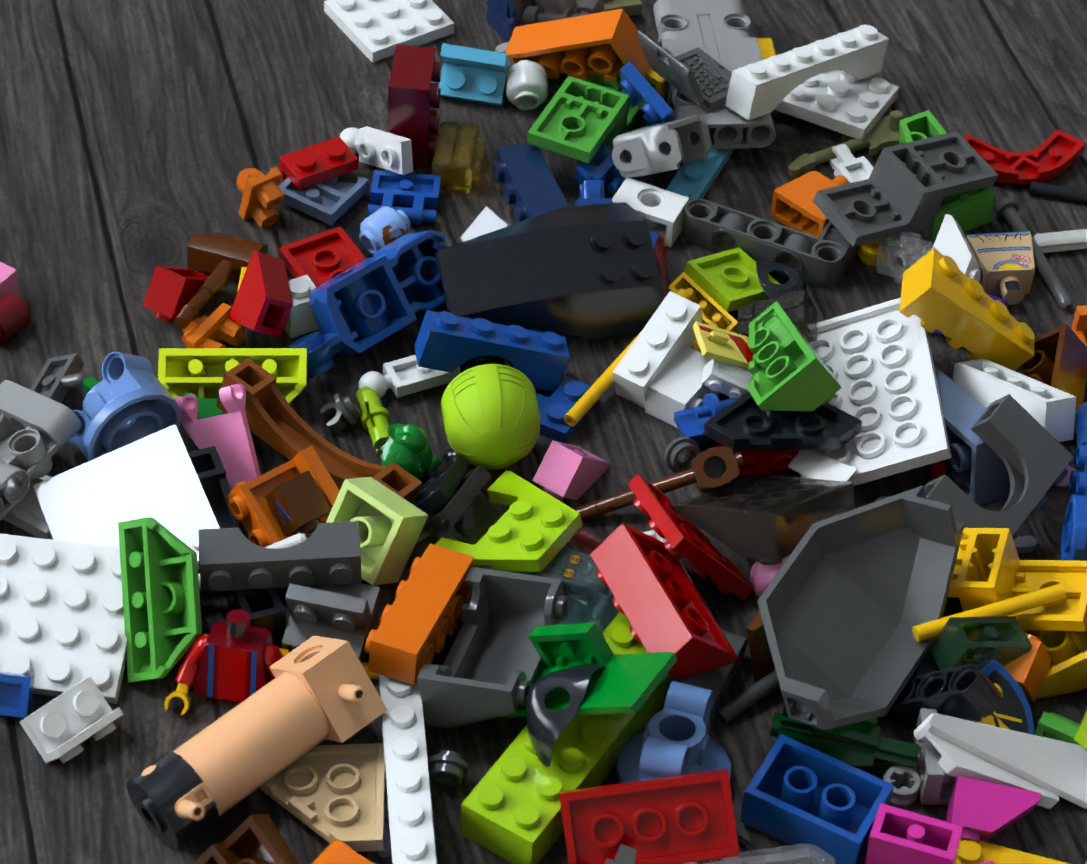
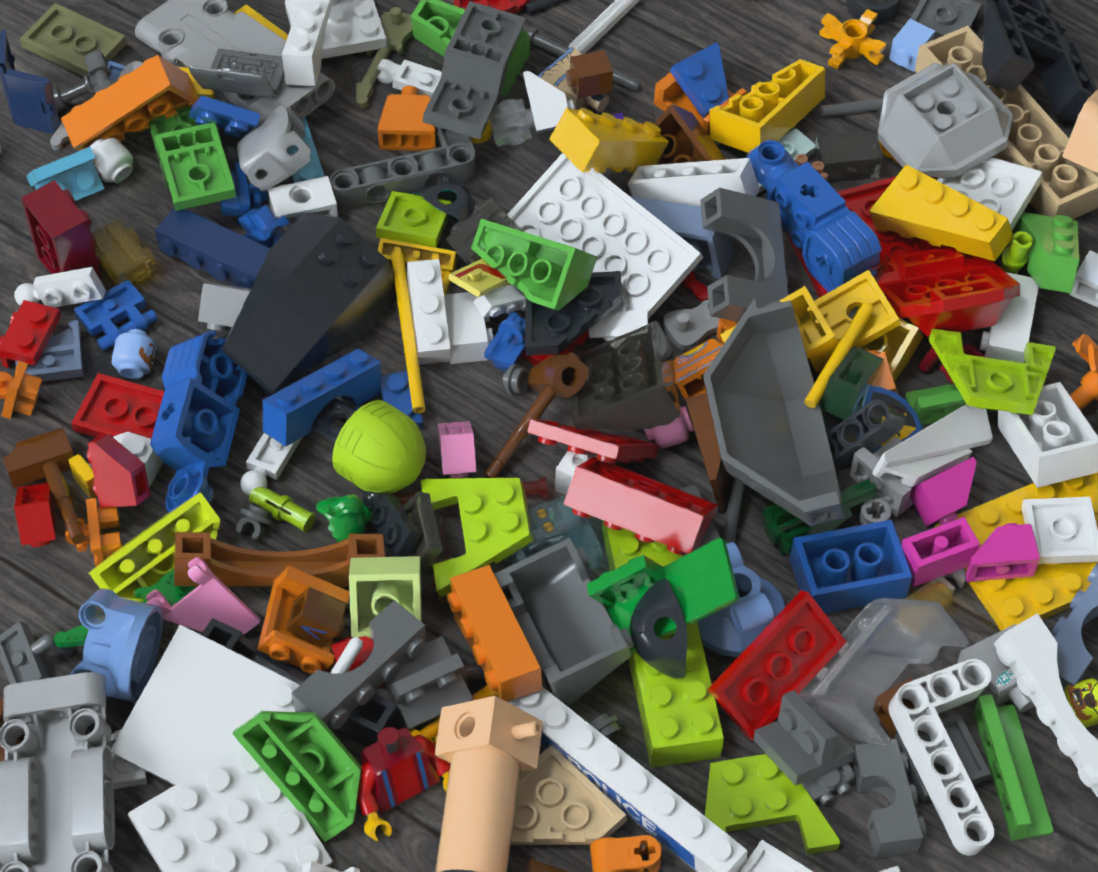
camera: 40 degrees left, 10 degrees up
(1014, 256) = (590, 74): none -> reddish brown brick

